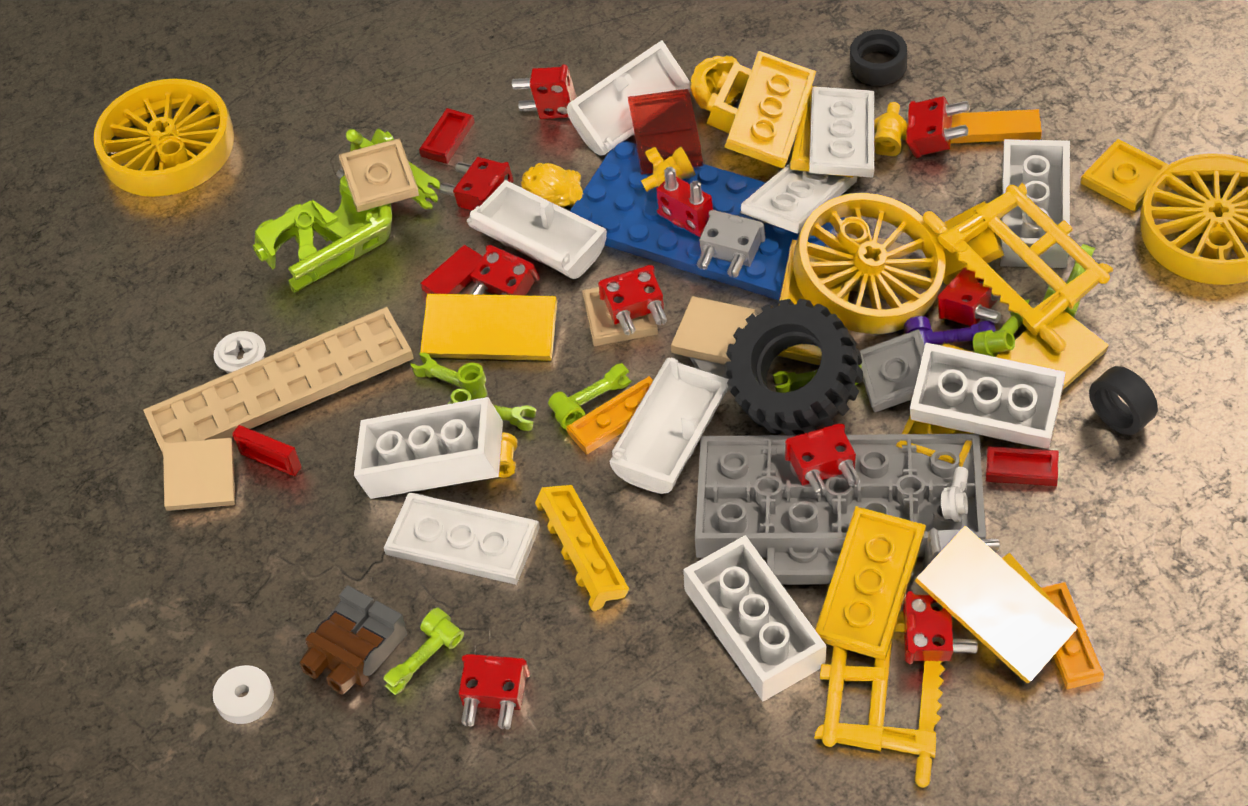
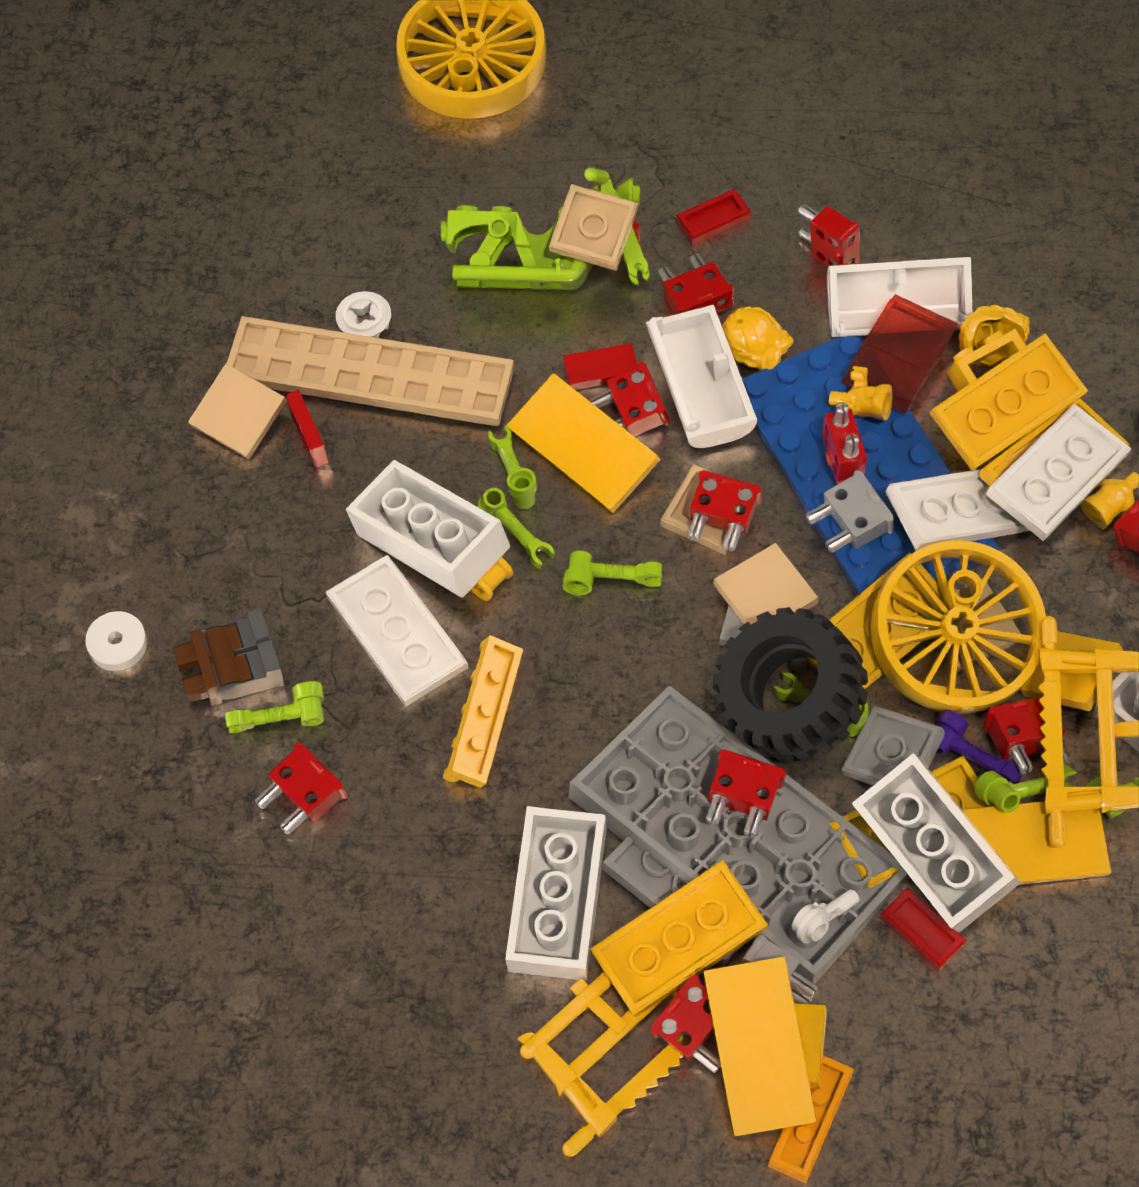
camera: 35 degrees right, 10 degrees up
(608, 419) = (620, 610): light orange tile -> none
(667, 426) = (644, 654): white container -> none
(1133, 390) = (1063, 939): black tyre -> none

